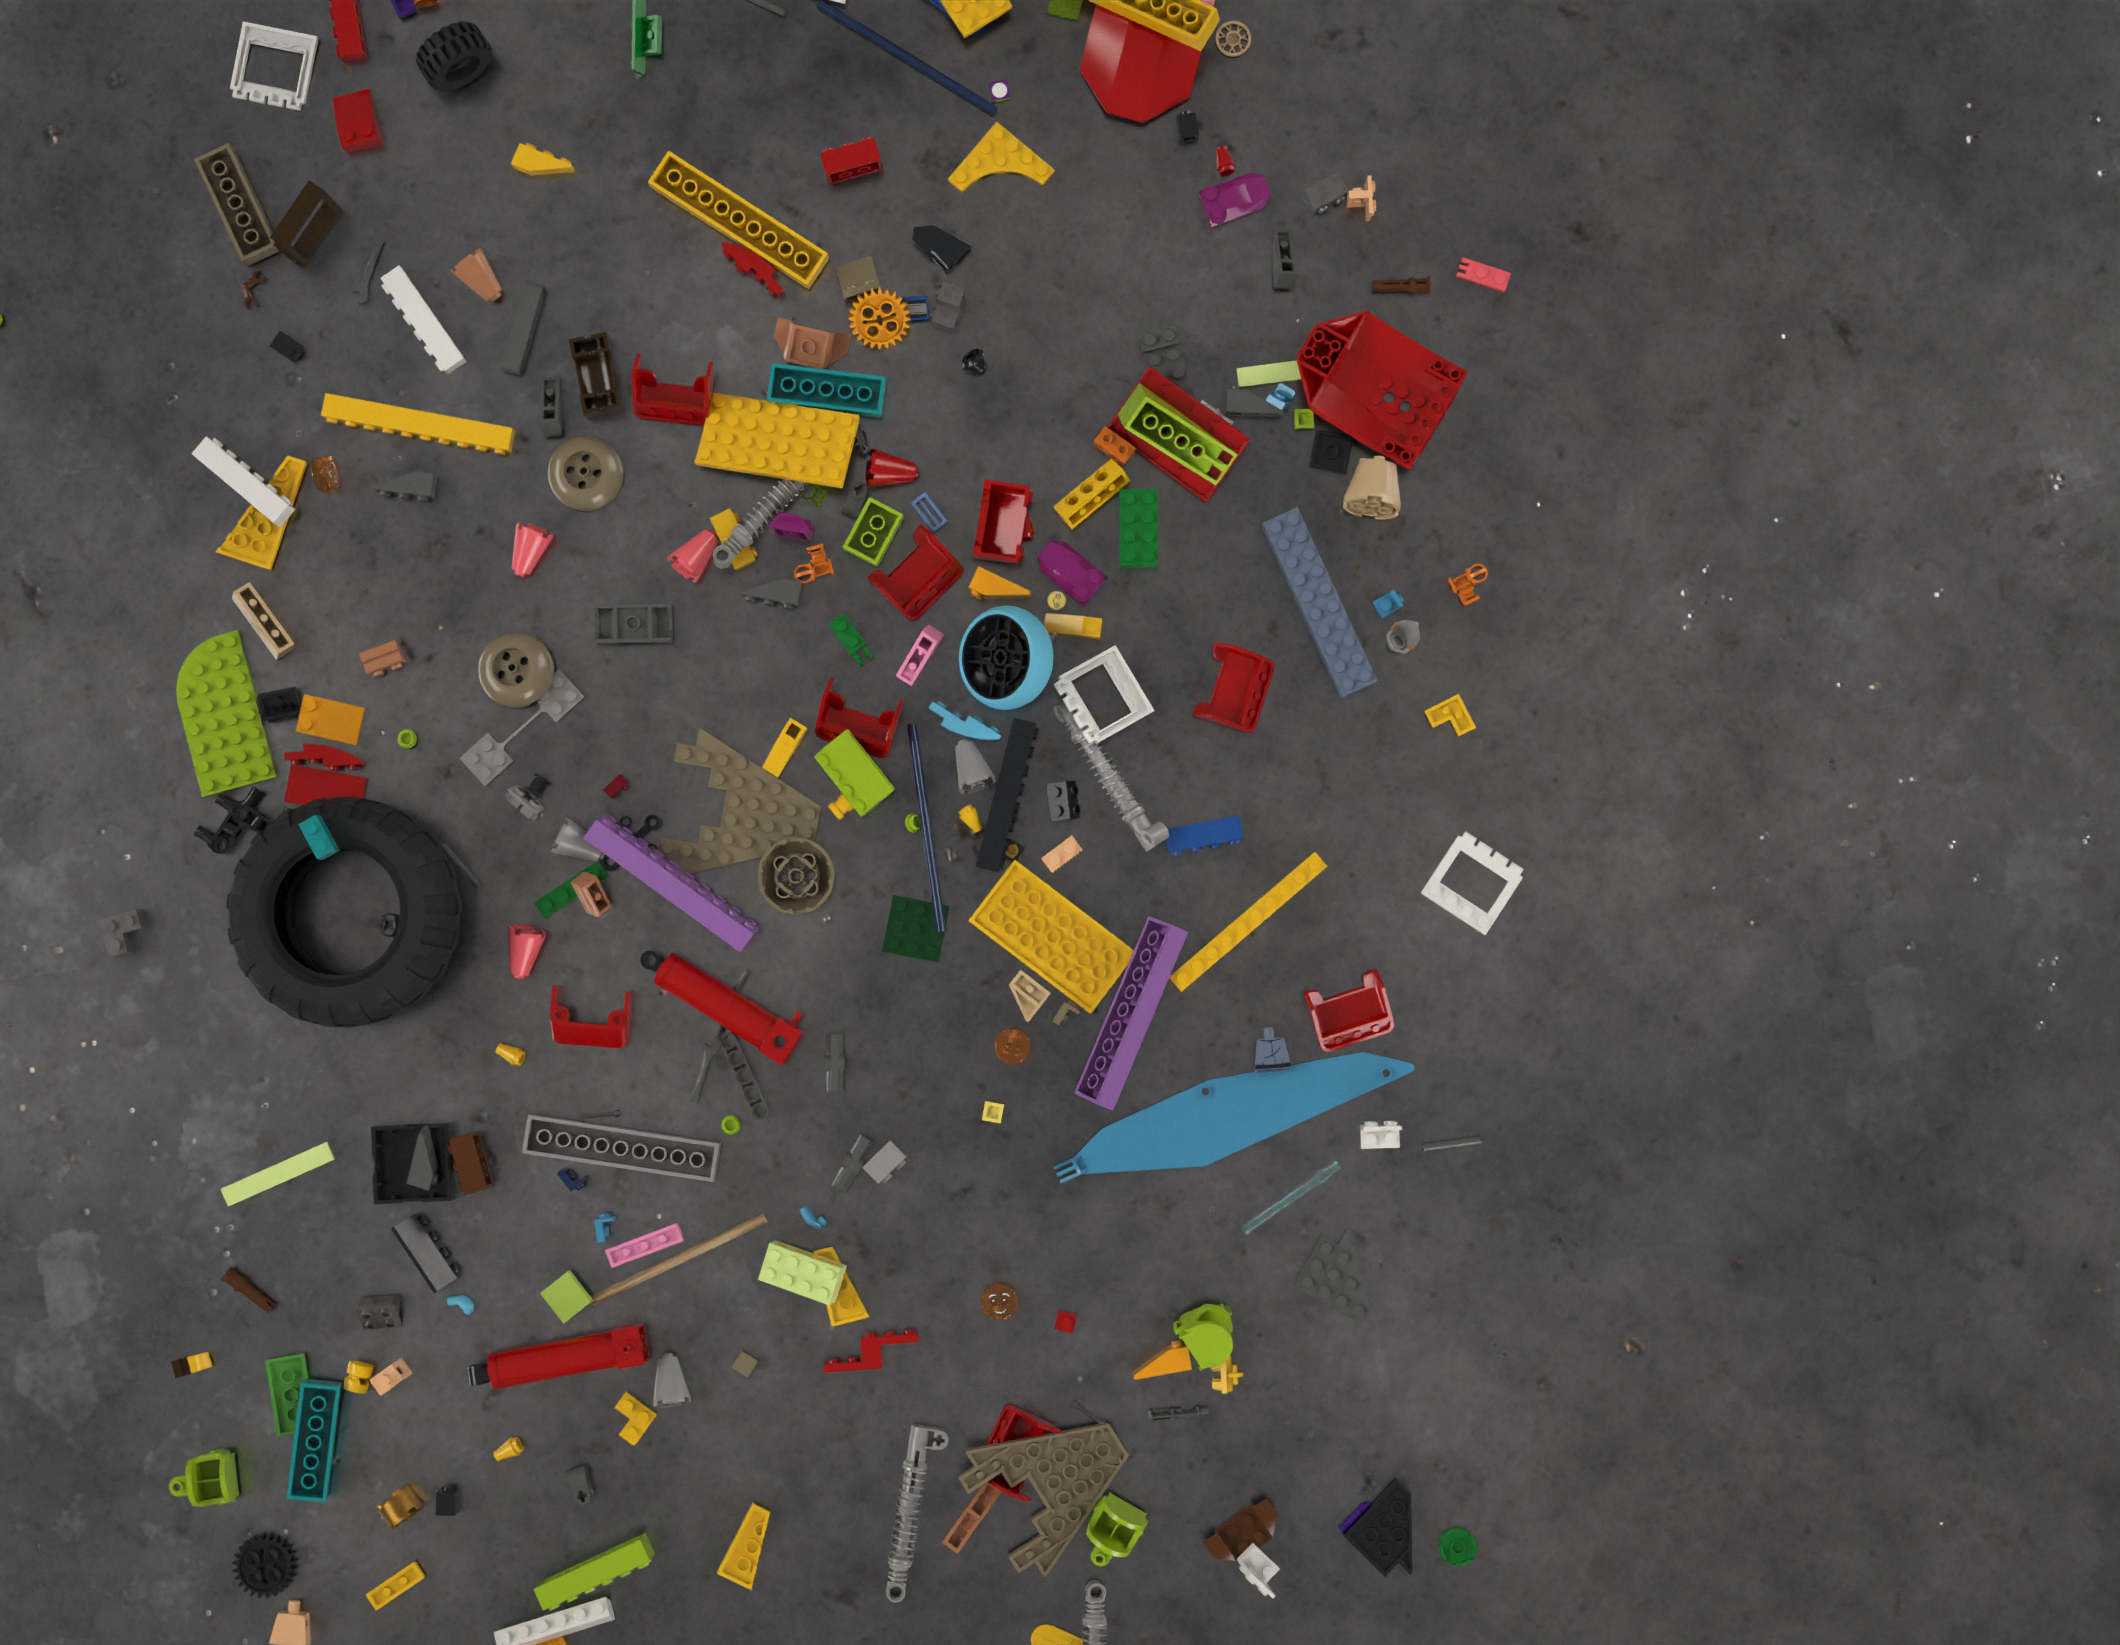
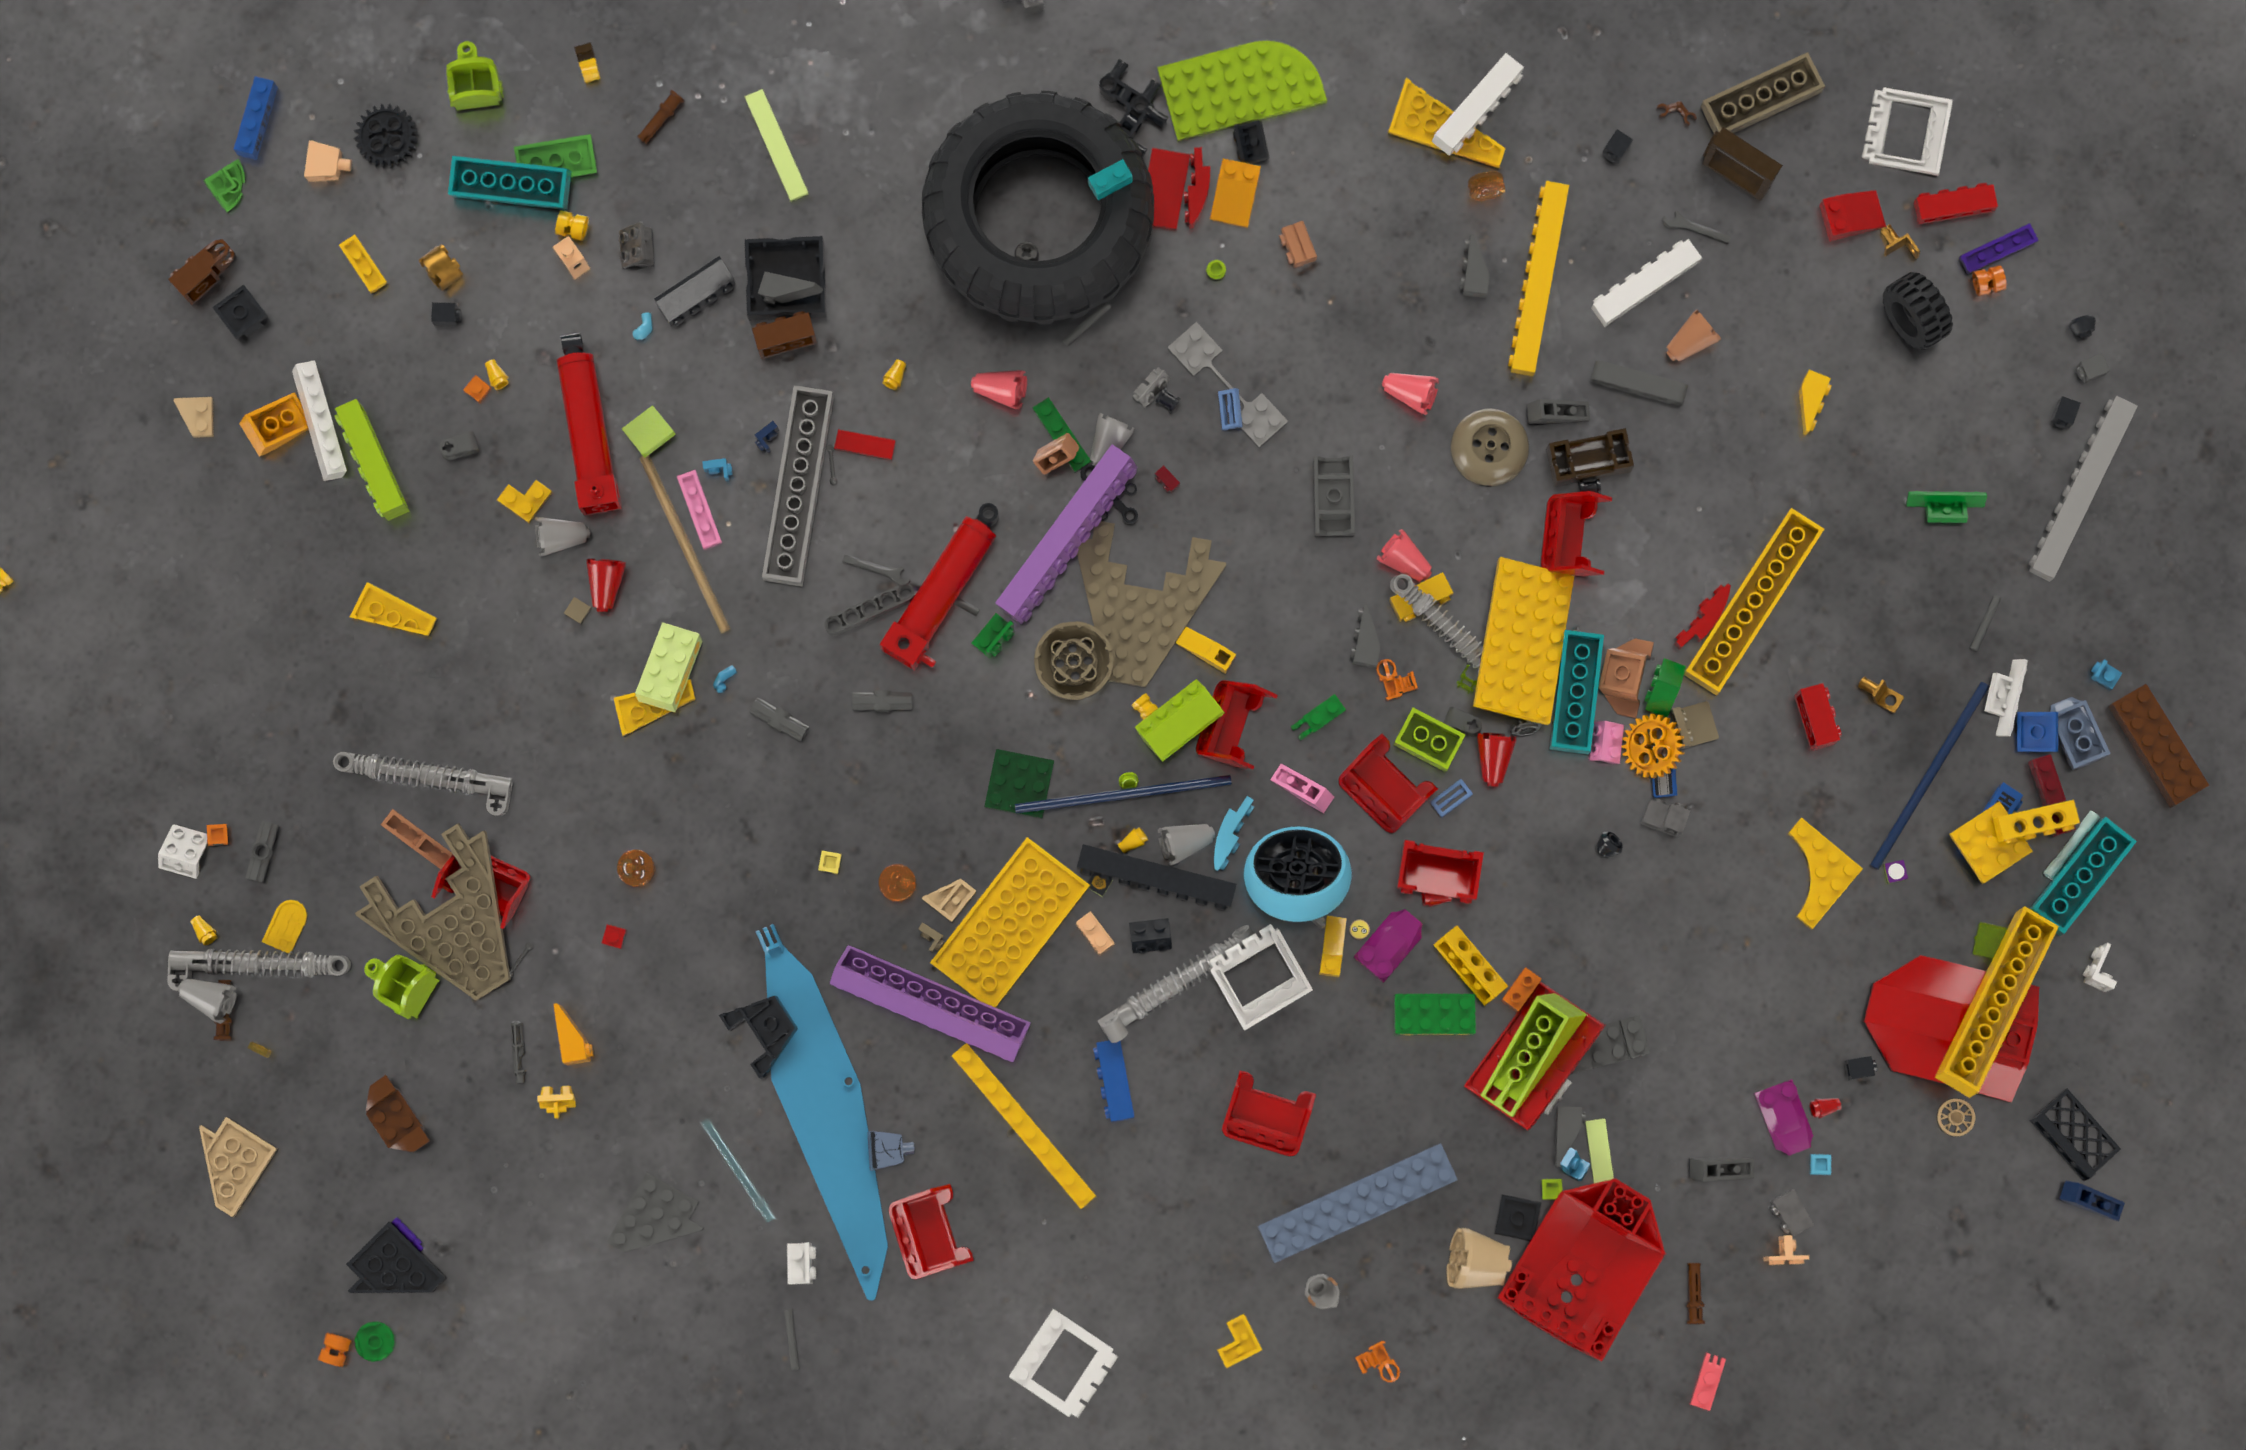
camera: 85 degrees right, 5 degrees down
(263, 621) = (1335, 125): tan brick -> none
(384, 78) = (1896, 242): none -> pearl gold bracket
(522, 1468) = (477, 389): none -> orange plate
(536, 674) = (1281, 398): dark tan brick -> none
(560, 716) = (1234, 422): none -> medium blue tile
(580, 1082) = (865, 444): none -> red tile
(613, 1035) = (912, 476): red windscreen -> none
(625, 376) = (1593, 486): none -> black bush
(716, 1337) = (604, 581): none -> red cone
(731, 1124) = (820, 596): lime plate -> none
(770, 955) = (993, 635): none -> green bracket
(792, 526) = (1433, 656): magenta slope -> none
(822, 305) = (1665, 686): none -> green brick
(827, 101) = (1880, 693): none -> pearl gold bracket
(871, 1351) = (587, 738): red bracket -> none
(875, 362) = (1606, 742): none -> bright pink bracket
(884, 1162) = (780, 752): light grey brick -> none
(939, 246) = (1730, 809): black panel -> none
(993, 587) = (1372, 861): light orange slope -> none
(1151, 1168) = (769, 1024): none -> black wing
(1207, 1334) = (598, 1079): lime animal -> none
(1258, 1568) = (357, 1132): white bracket -> none
(1278, 166) = (1820, 1164): none -> medium azure tile
(1388, 603) = (1357, 1277): dark azure bracket -> none
(1460, 1584) = (335, 1342): none -> orange wheel

